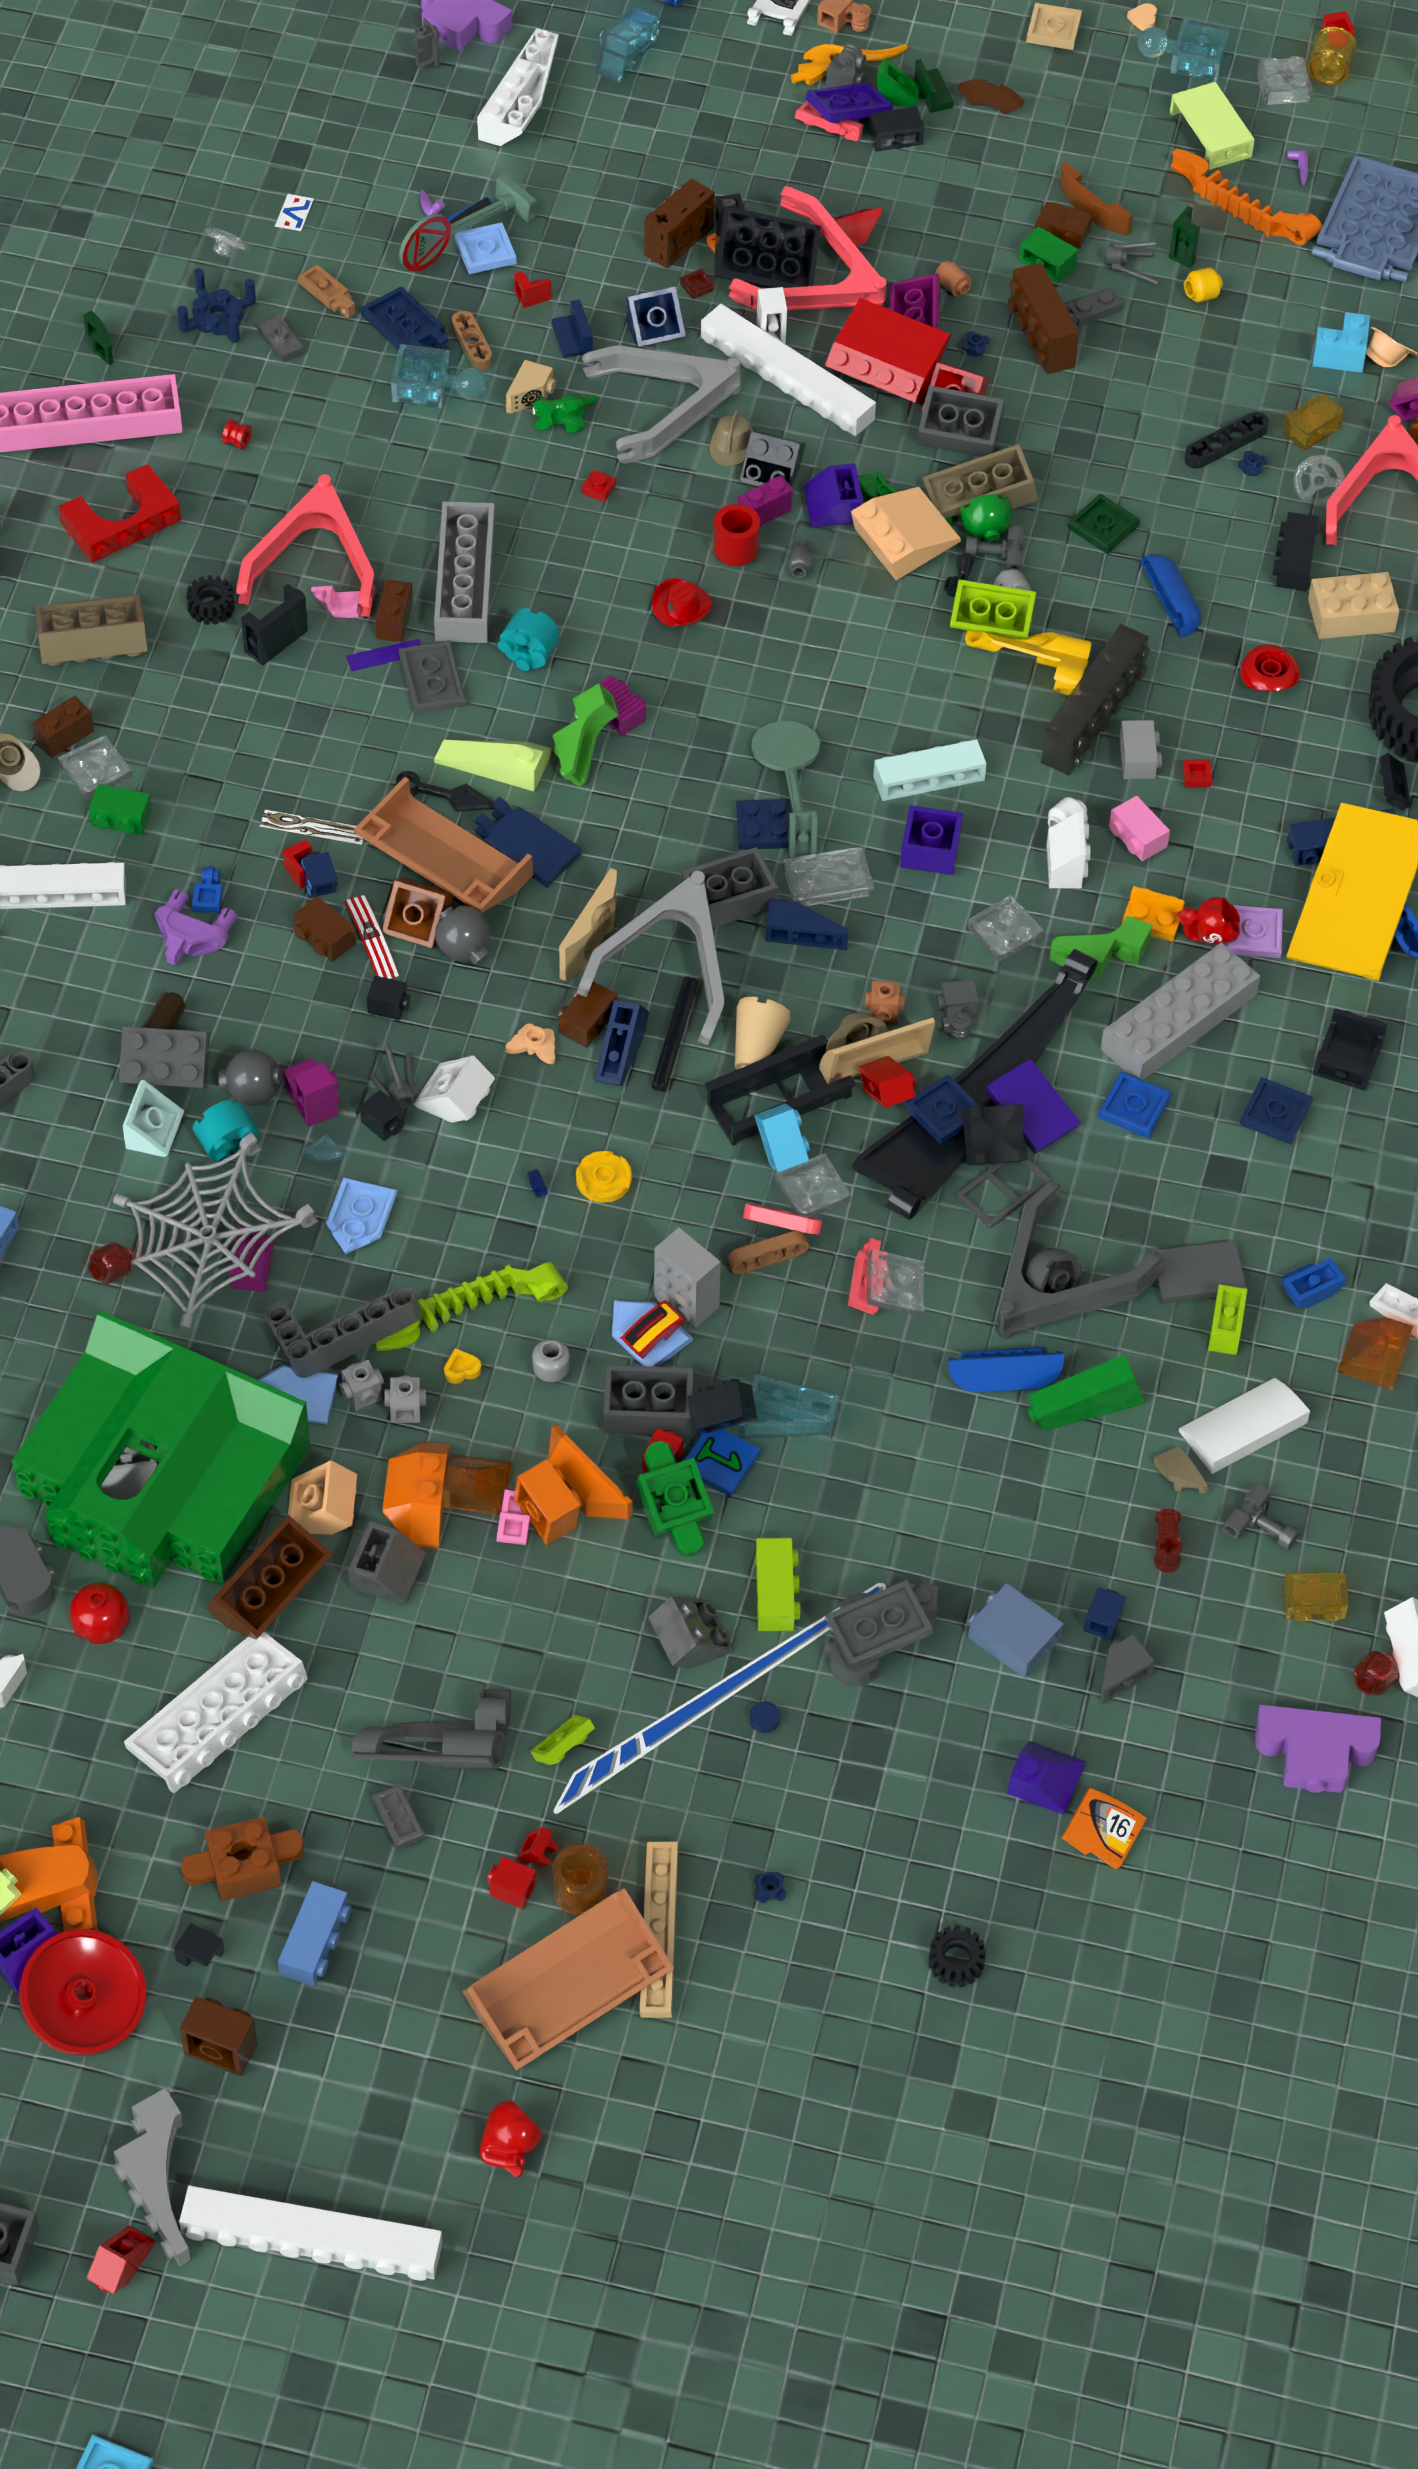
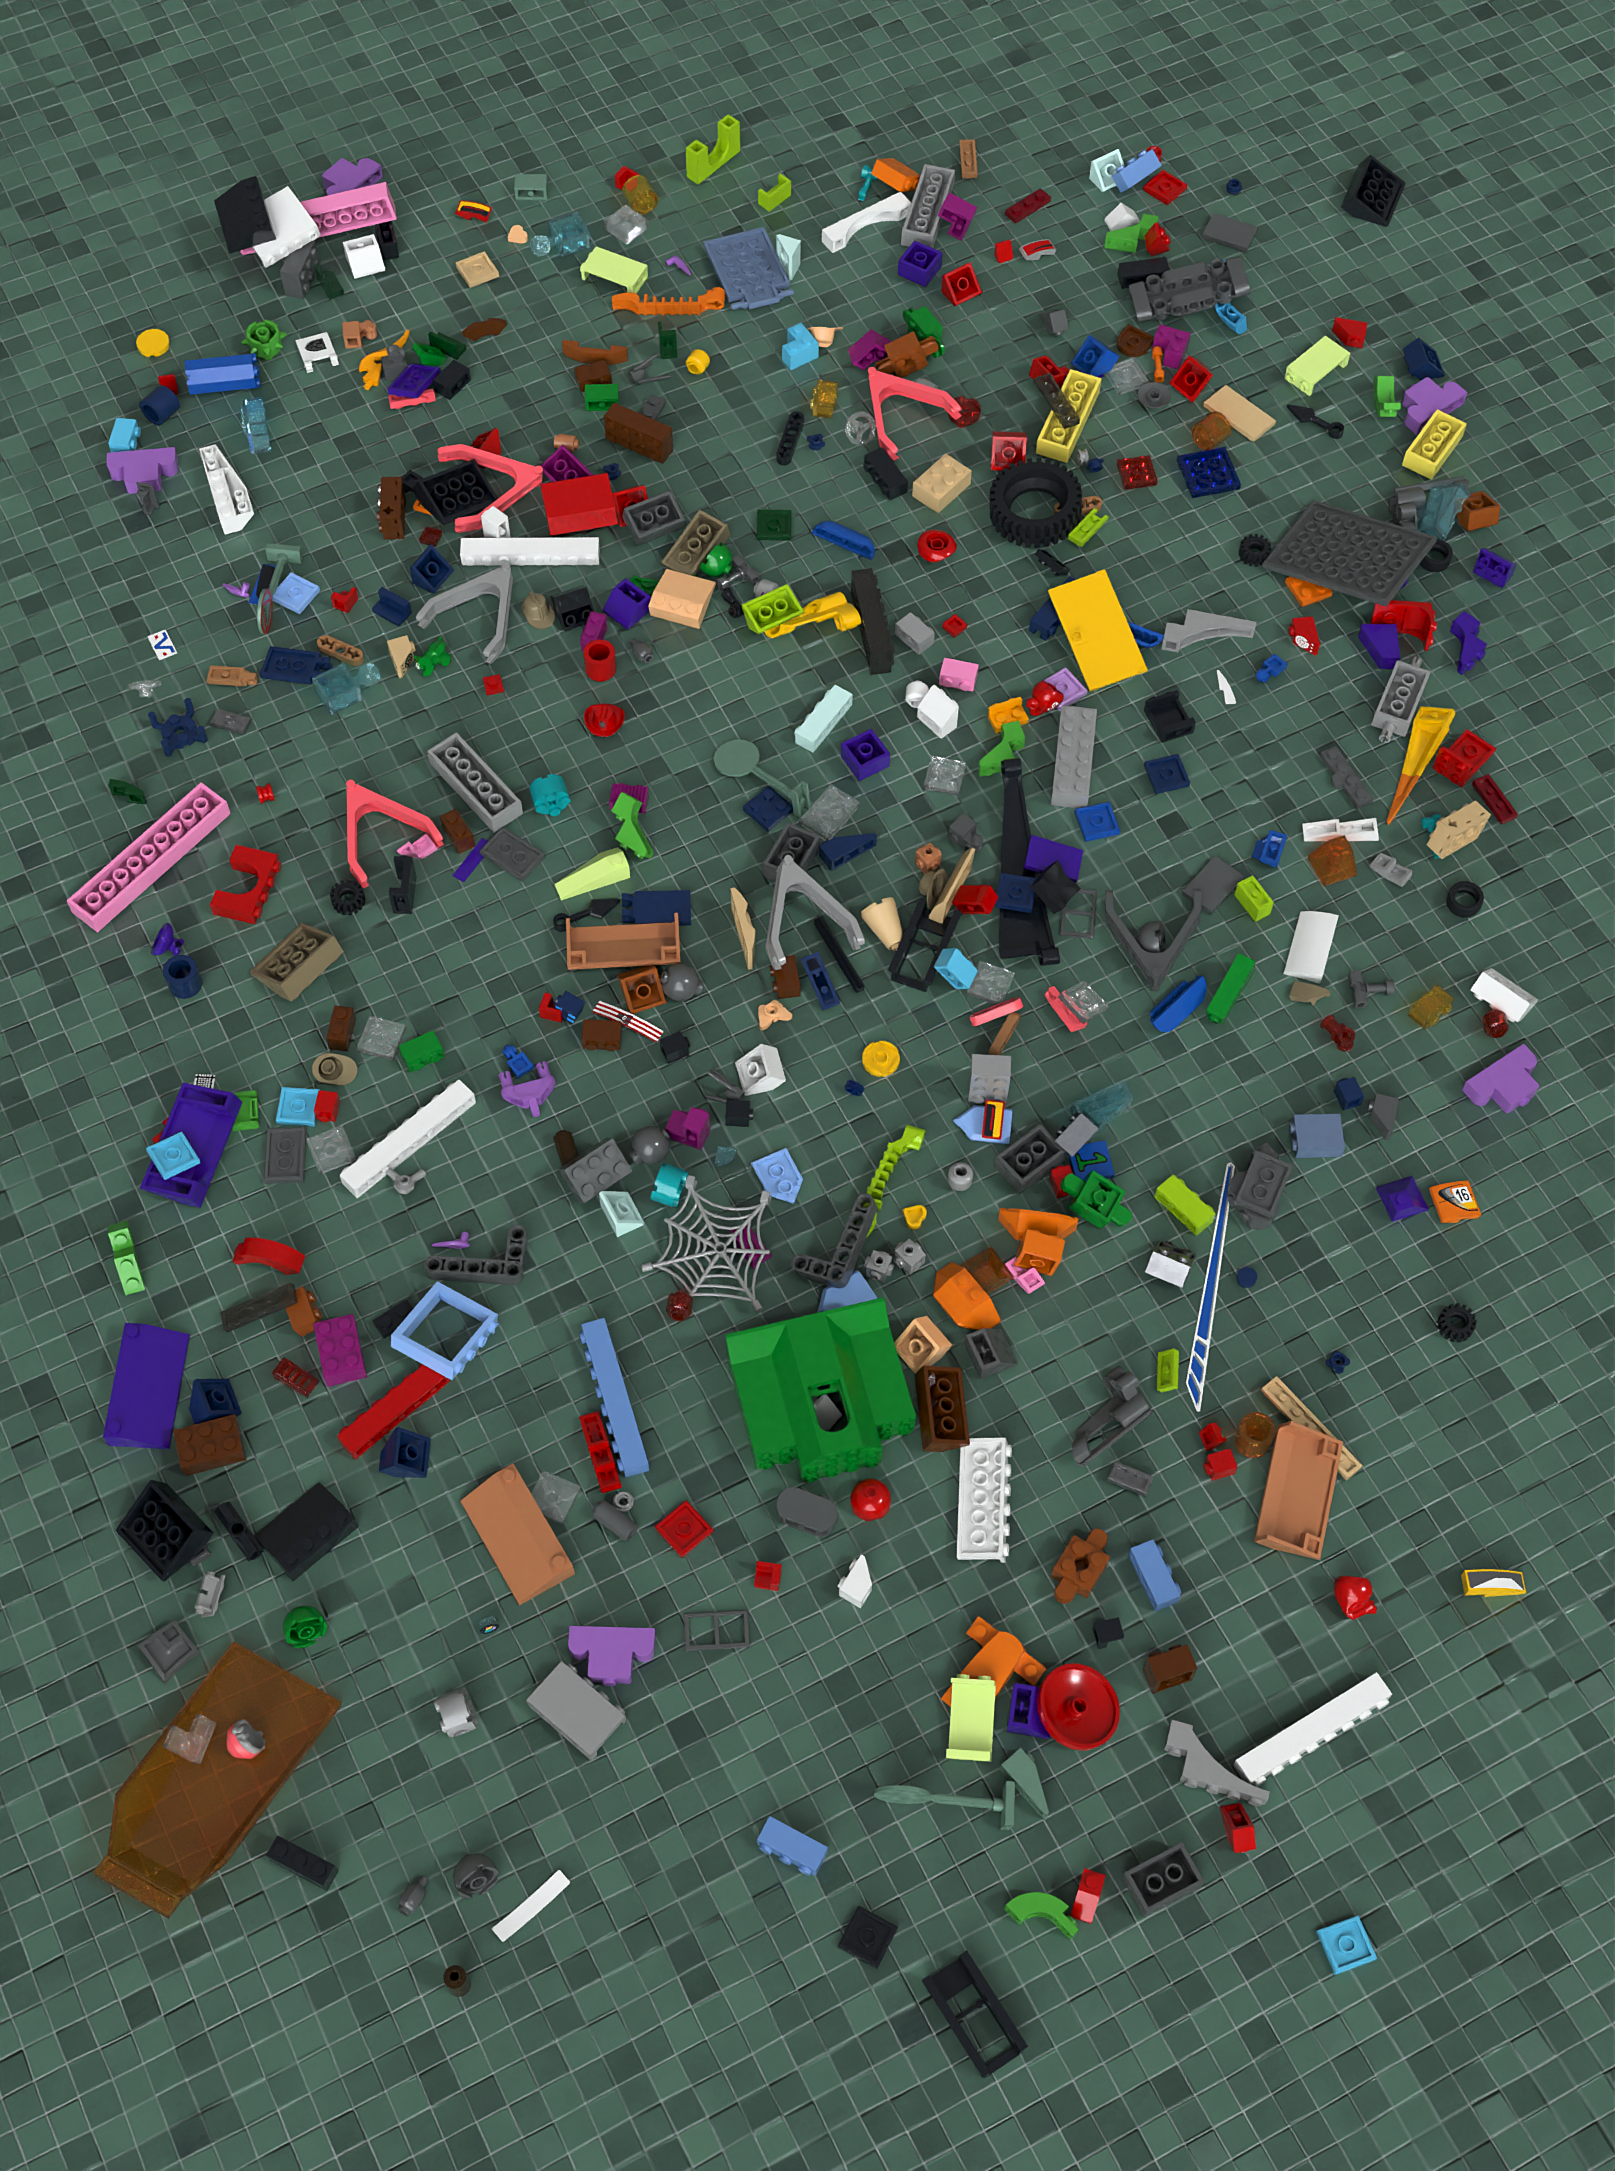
camera: 40 degrees left, 5 degrees up
(310, 826) = (533, 983): sticker -> none
(685, 2257) = (1492, 1582): none -> slope

